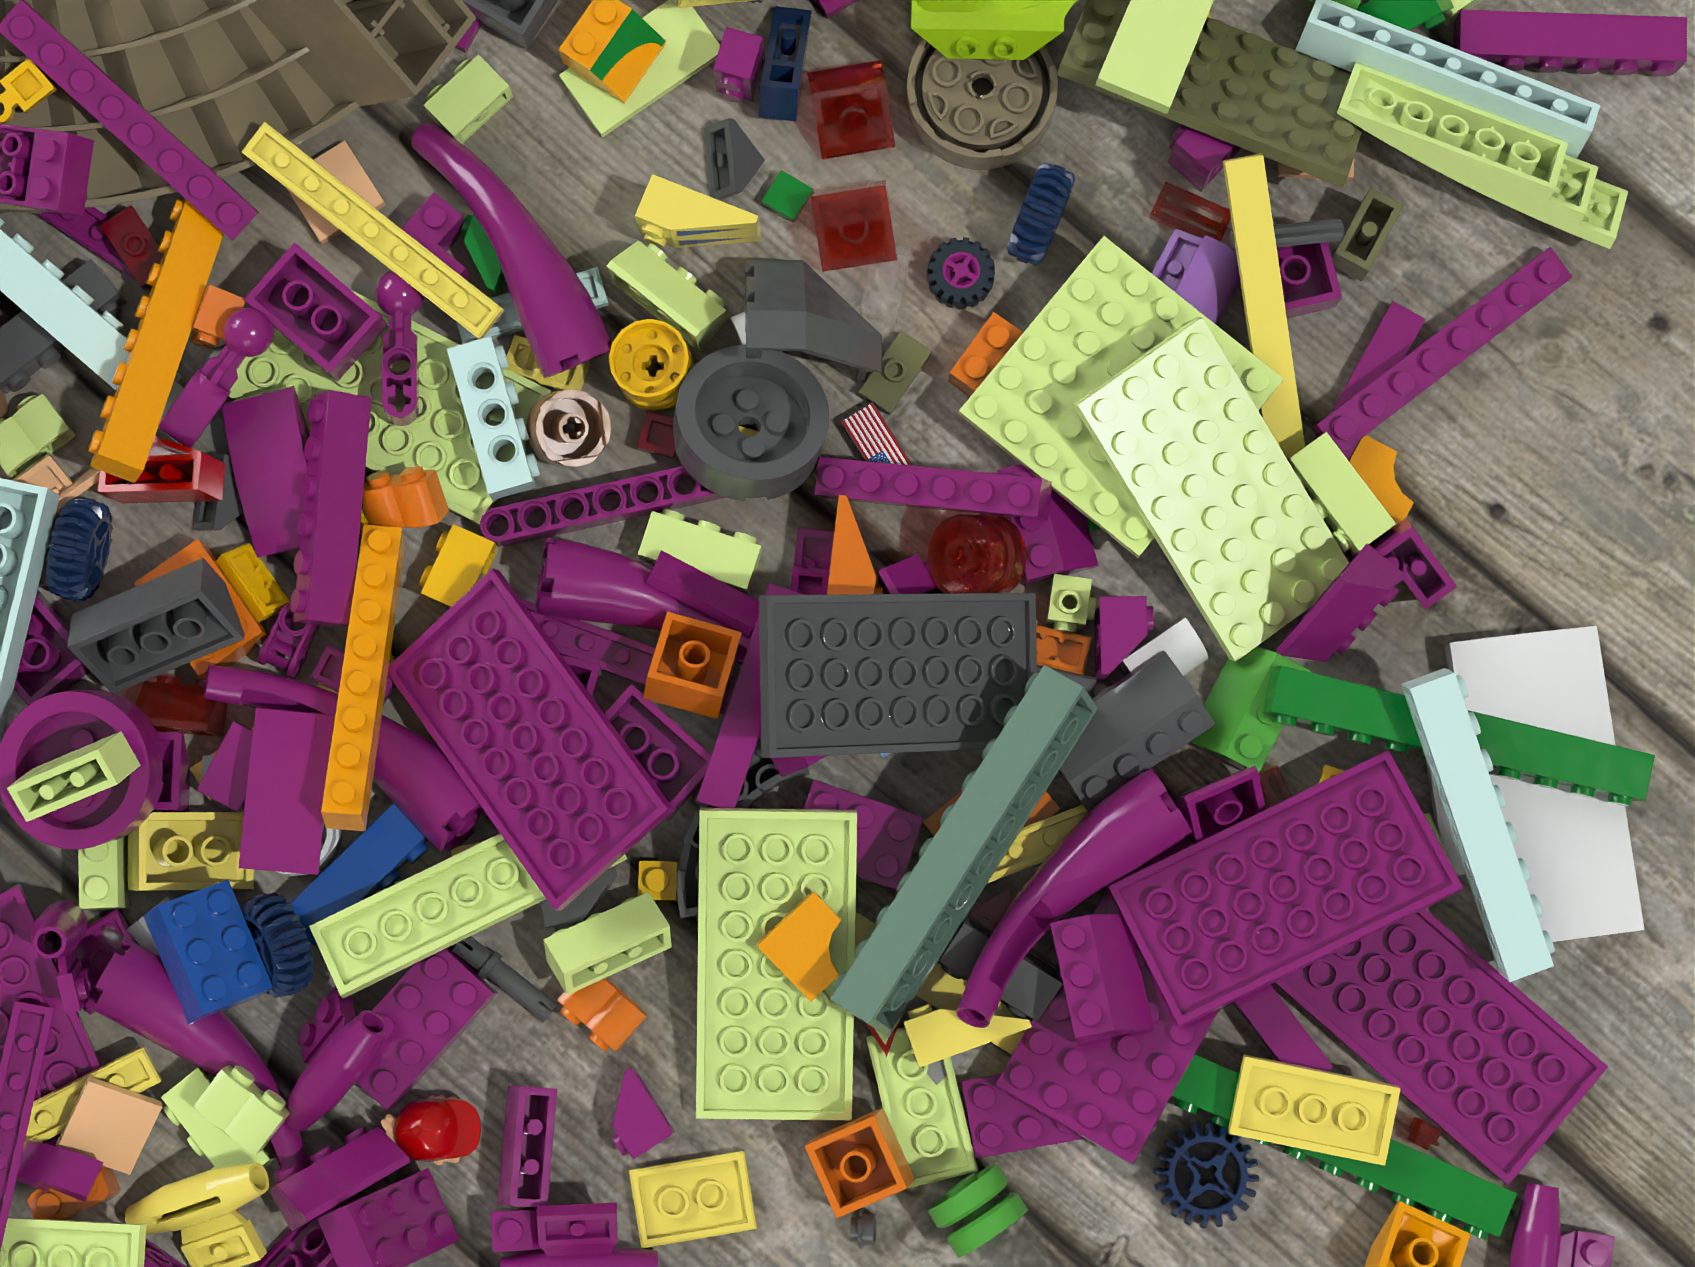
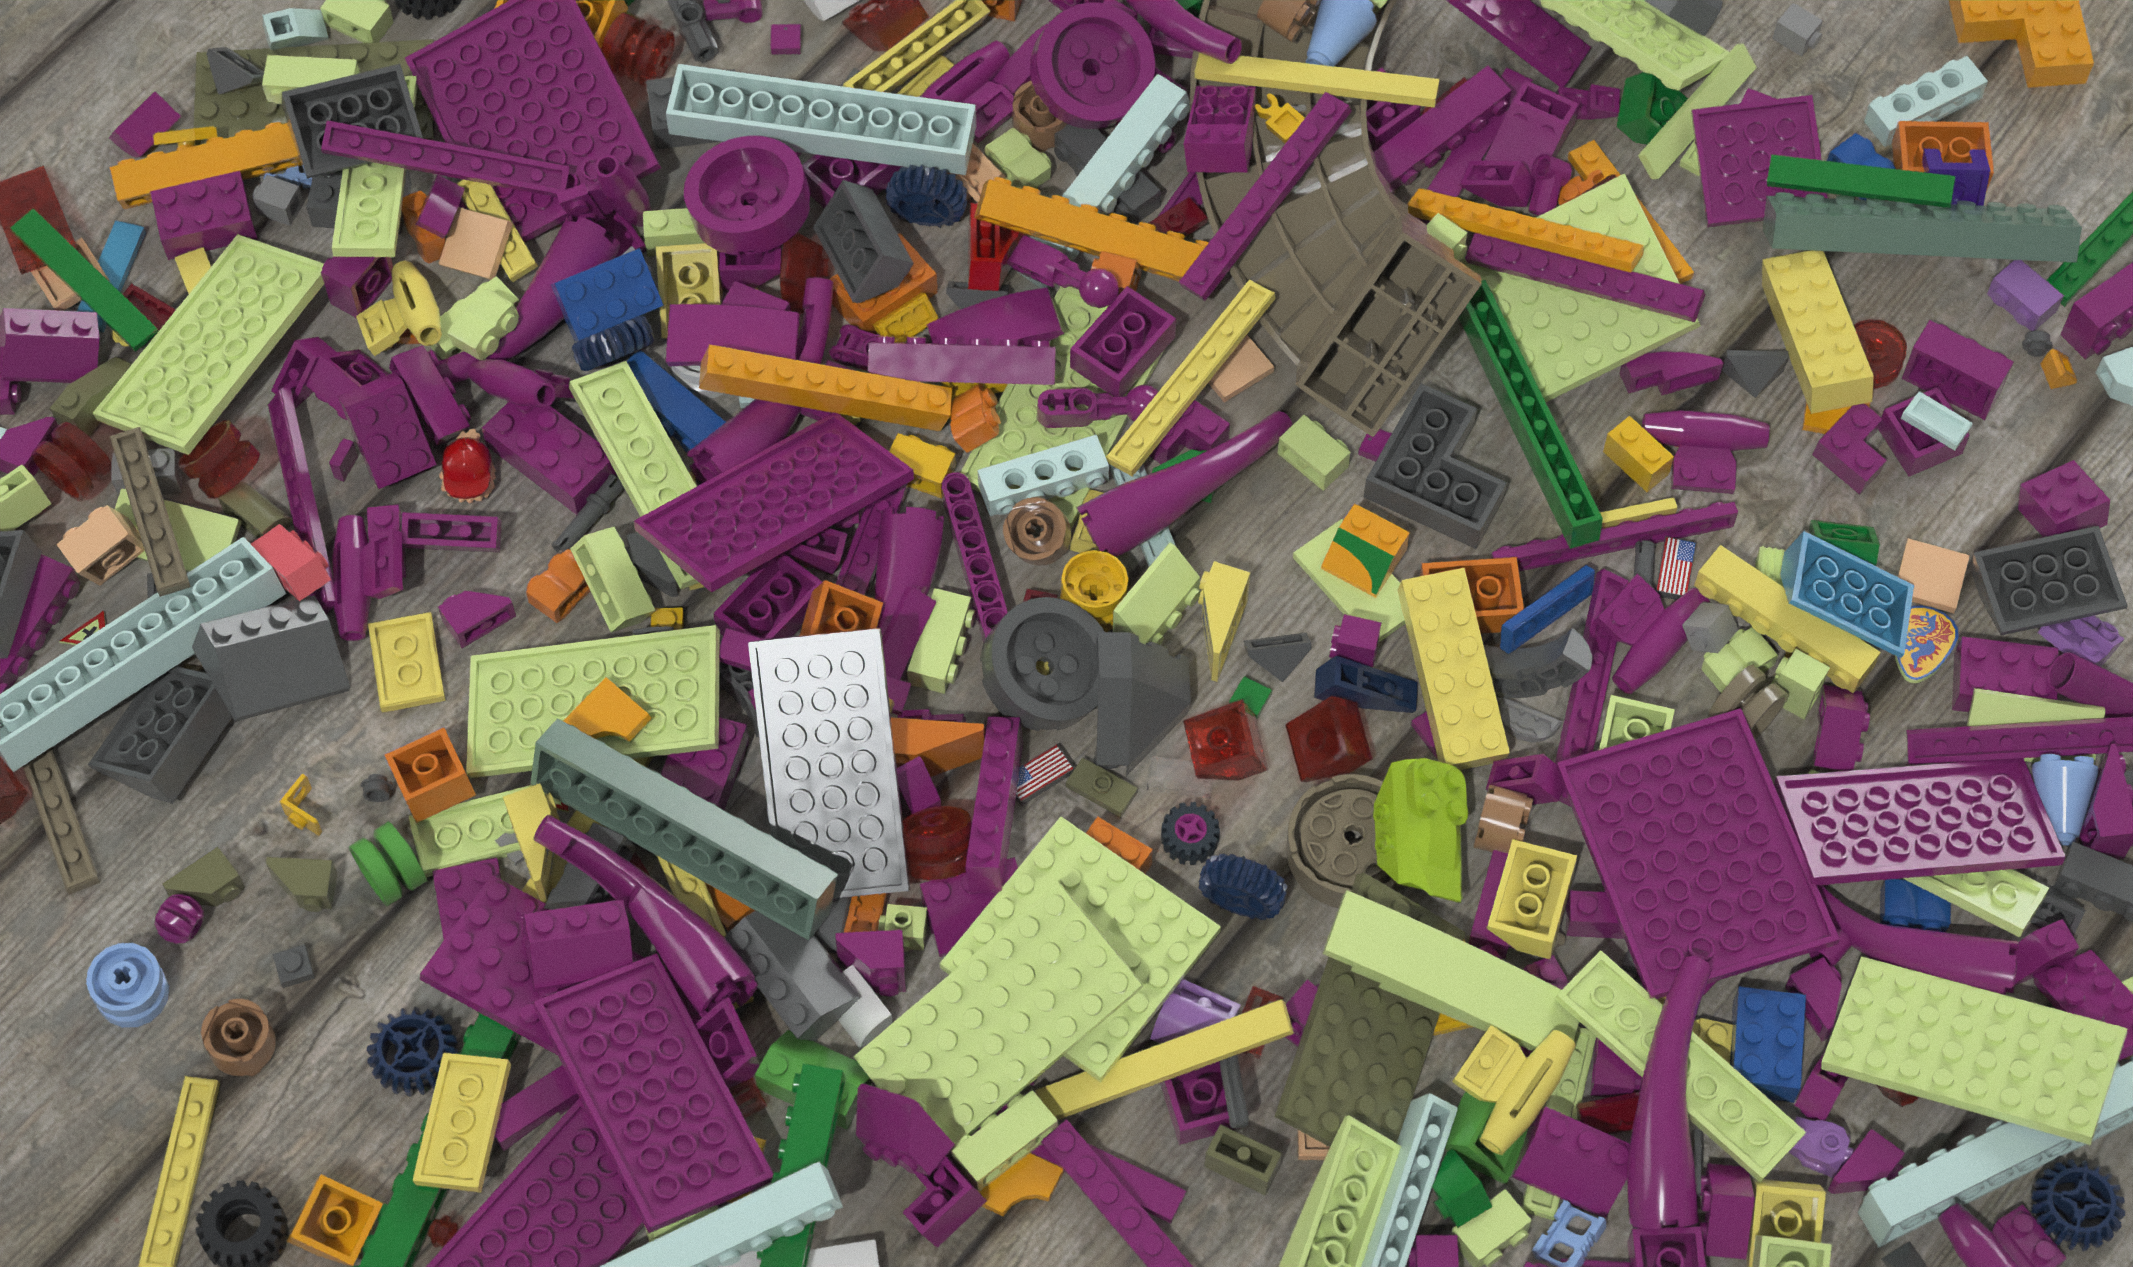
camera: 85 degrees right, 20 degrees down
(73, 776) = (737, 180): yellowish green brick -> none

